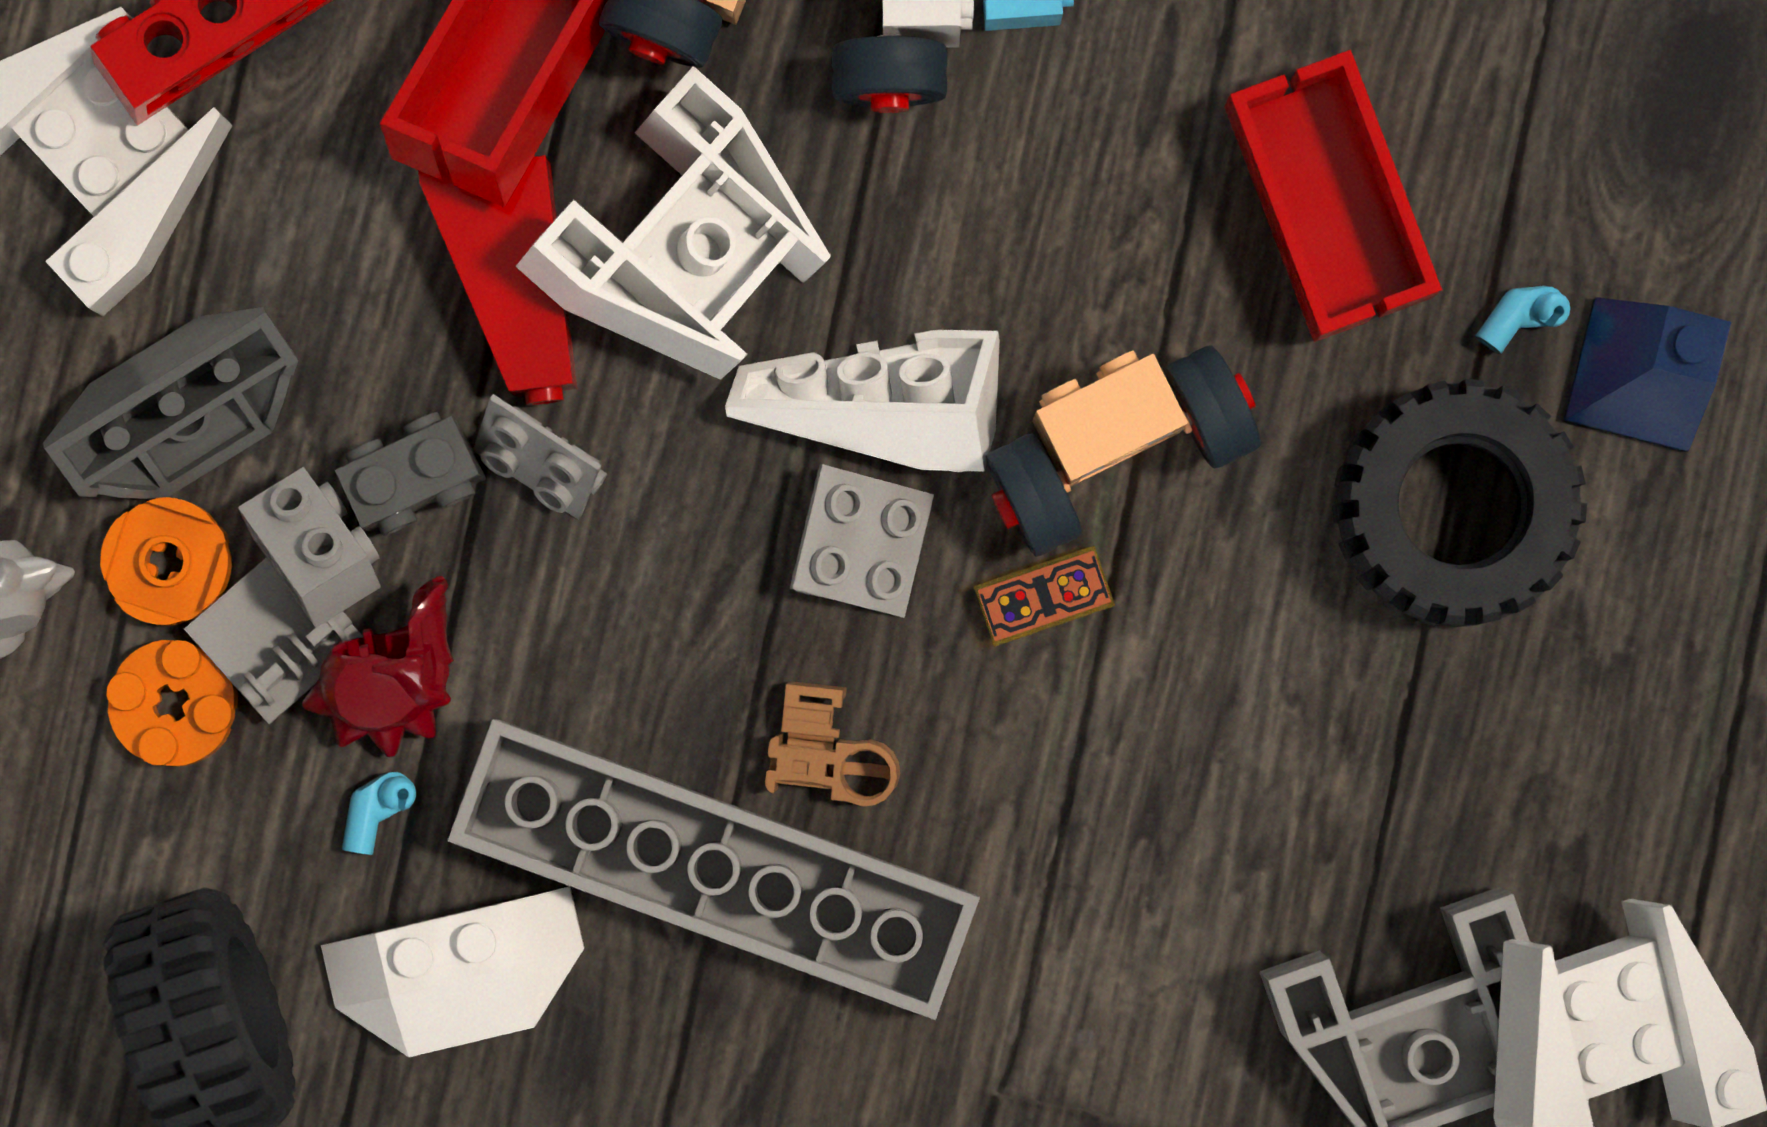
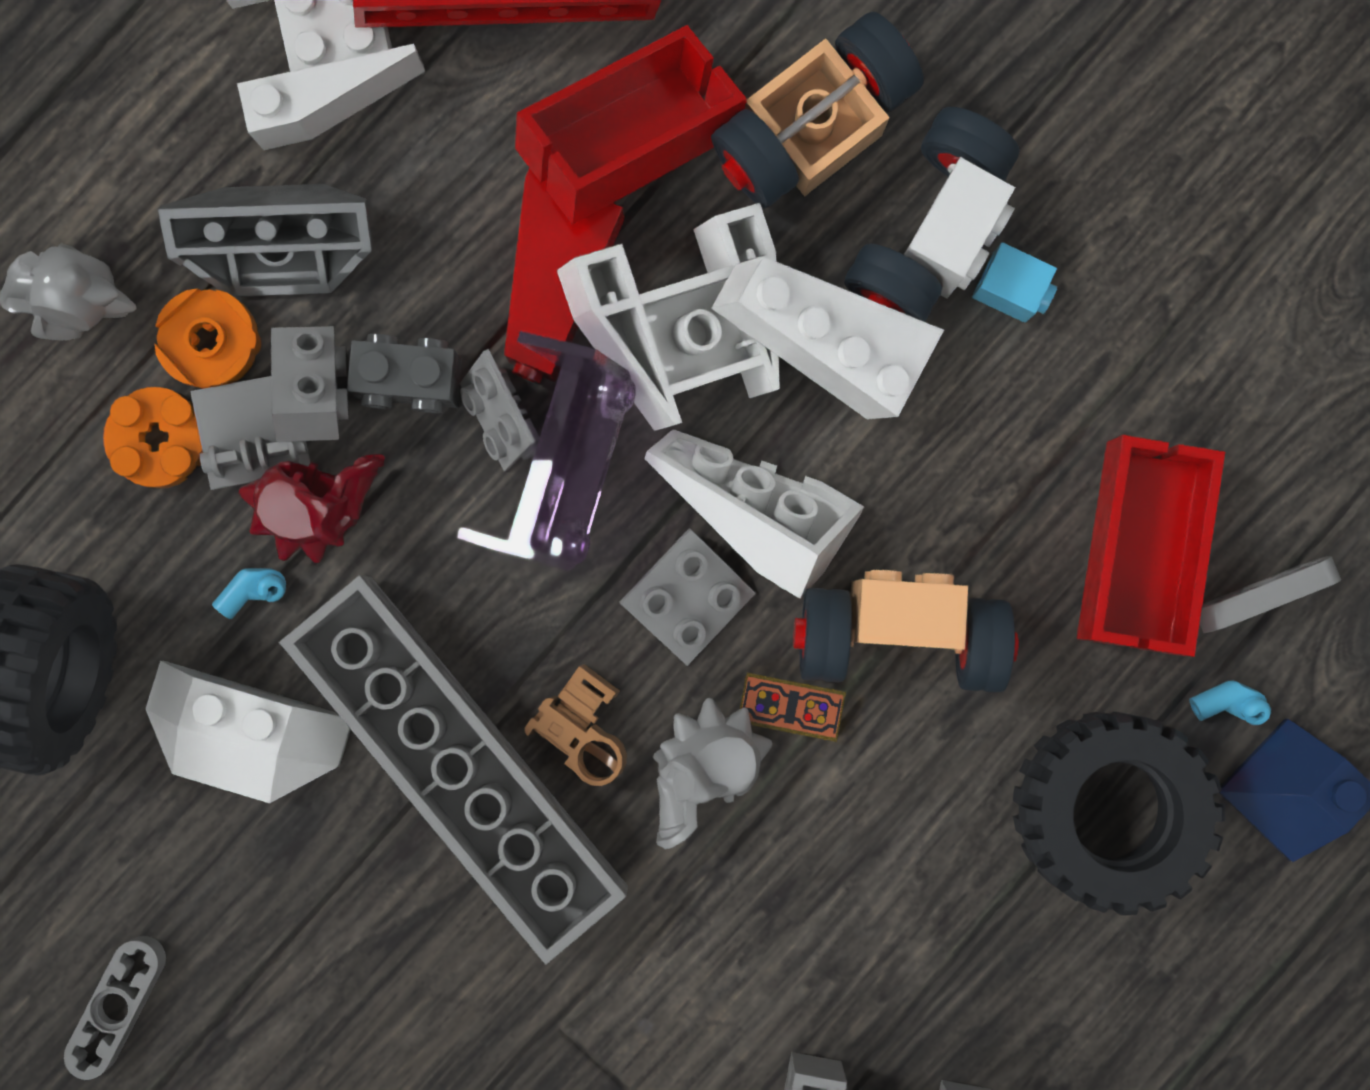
camera: 25 degrees right, 0 degrees up
(645, 463) = (569, 458): none -> clear purple windscreen
(859, 166) = (829, 334): none -> white wedge
(981, 707) = (703, 763): none -> light grey head
(1492, 174) = (1268, 594): none -> light grey beam

